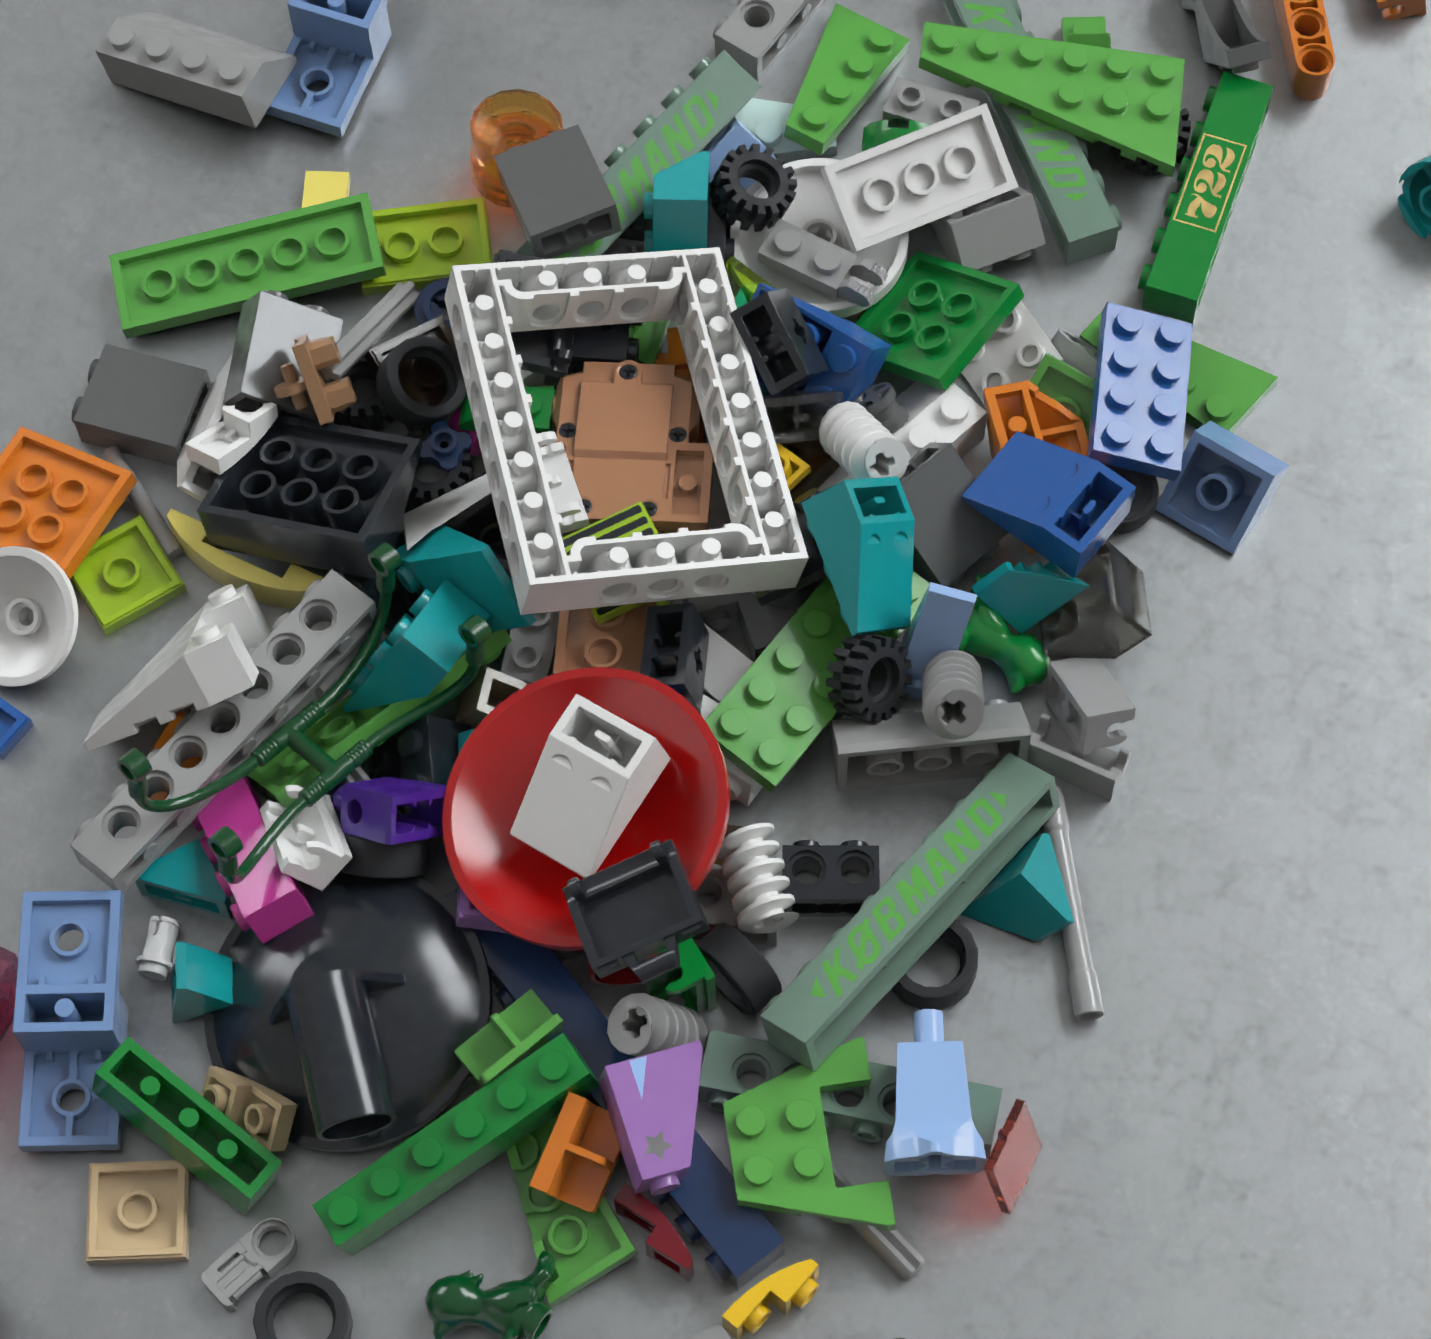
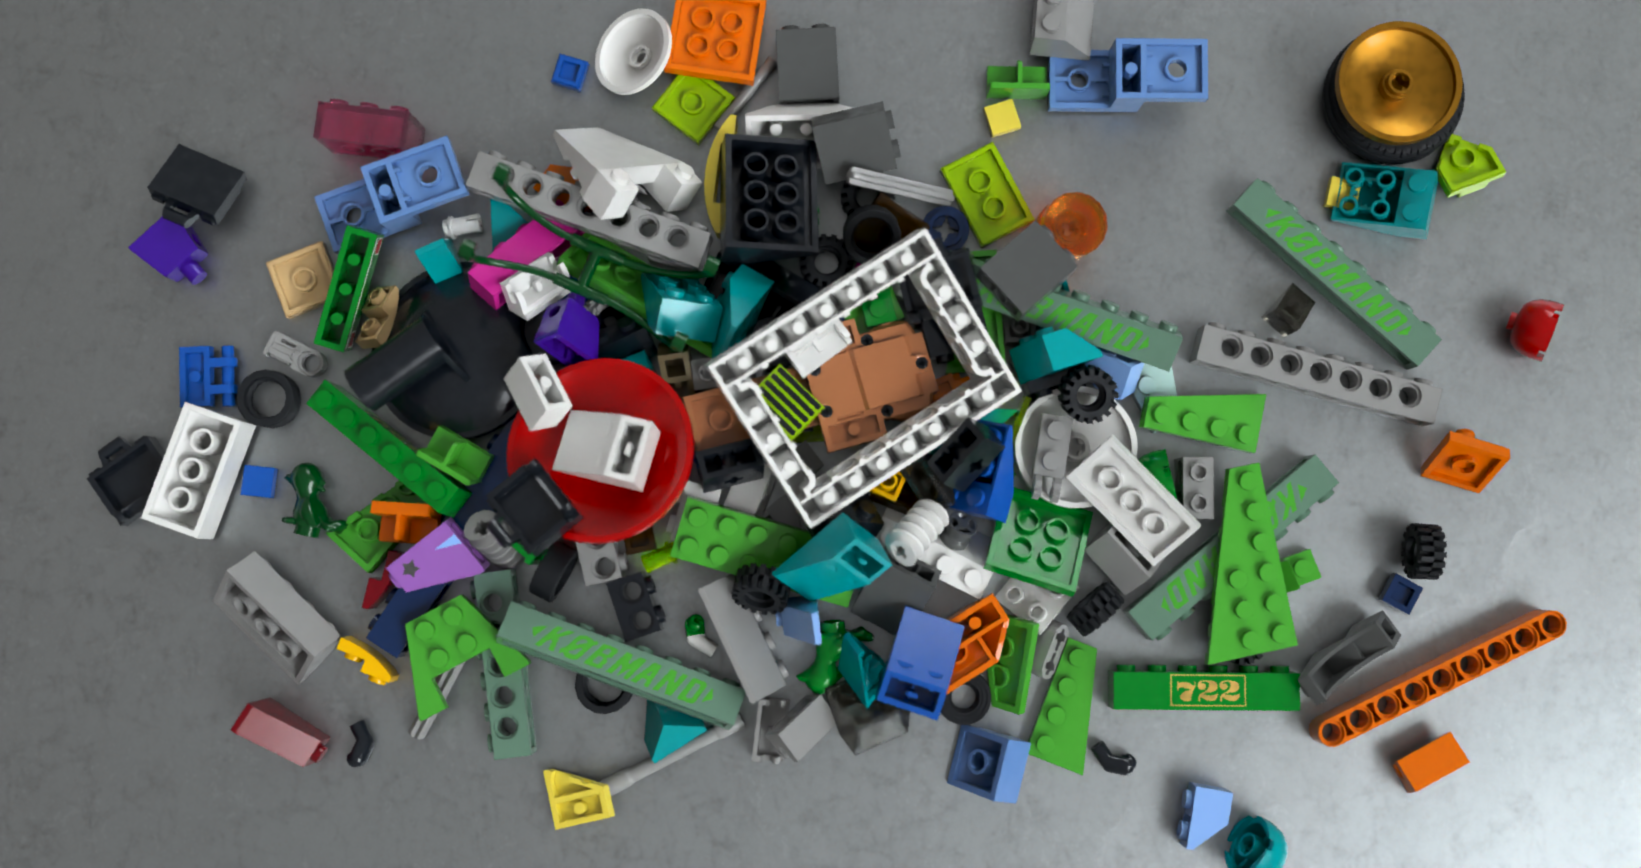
camera: 70 degrees right, 20 degrees up
(226, 266) = (928, 91): bright green plate -> none
(230, 440) = (784, 132): white slope -> none
(285, 159) = (1016, 82): none -> bright green panel
(312, 357) = (834, 165): medium nougat hips -> none
(440, 510) = (783, 280): white sticker -> none
(448, 457) = (831, 258): dark blue plate -> none
(467, 858) = (537, 392): none -> white brick
(754, 881) = (605, 566): white piece -> none
(771, 809) = (658, 557): none -> clear neon green pin
(906, 817) = (696, 635): none -> arm
(932, 1106) = (489, 722): light blue piece -> none
(953, 695) = (761, 647): light grey piece -> none
(1013, 1156) = (491, 774): clear red piece -> none
(1051, 281) = (1095, 609): none -> black tyre
(1092, 1054) = (576, 799): none -> light yellow wing
(1140, 391) = (1031, 693): plate -> none
(1272, 338) = (1113, 764): none -> black arm
(1377, 247) = (1204, 814): none -> light blue slope

